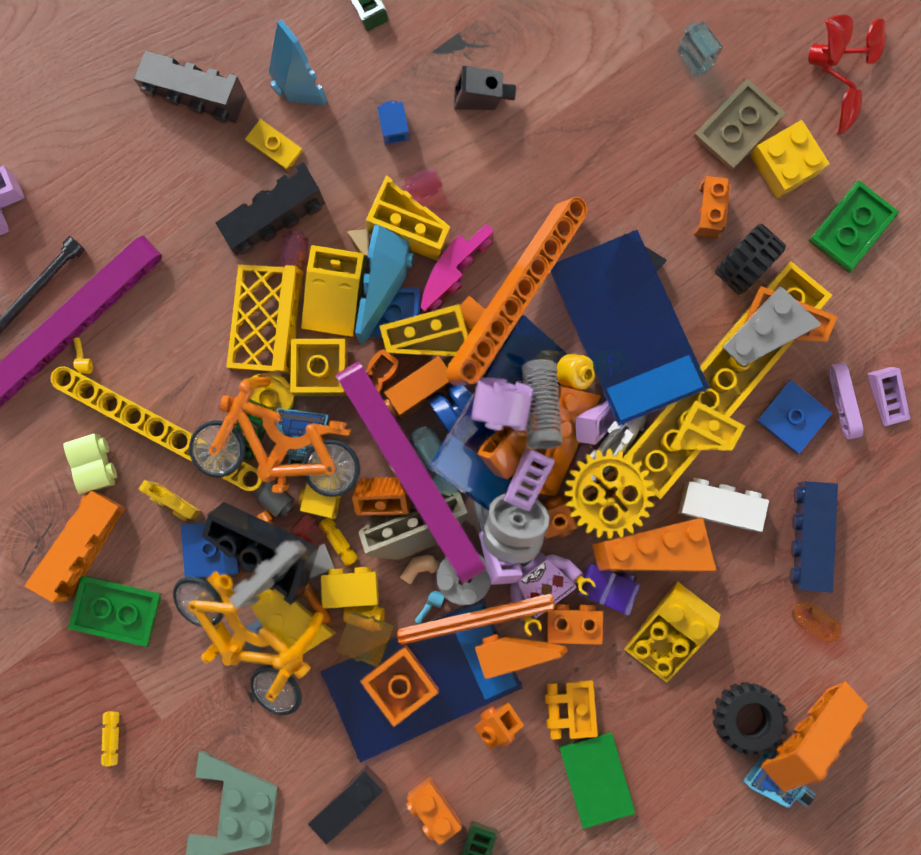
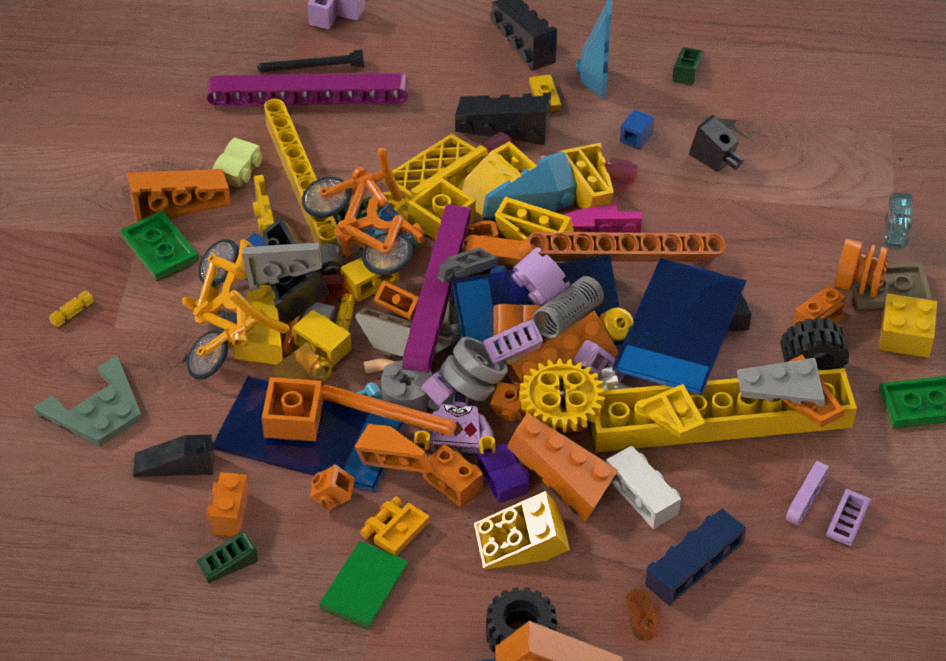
camera: 40 degrees right, 35 degrees down
(83, 365) = (295, 114): yellow hand -> none
(422, 436) = (466, 264): none -> dark grey hinge
(724, 140) = (861, 268): none -> orange wheel
(794, 417) = (757, 478): blue plate -> none

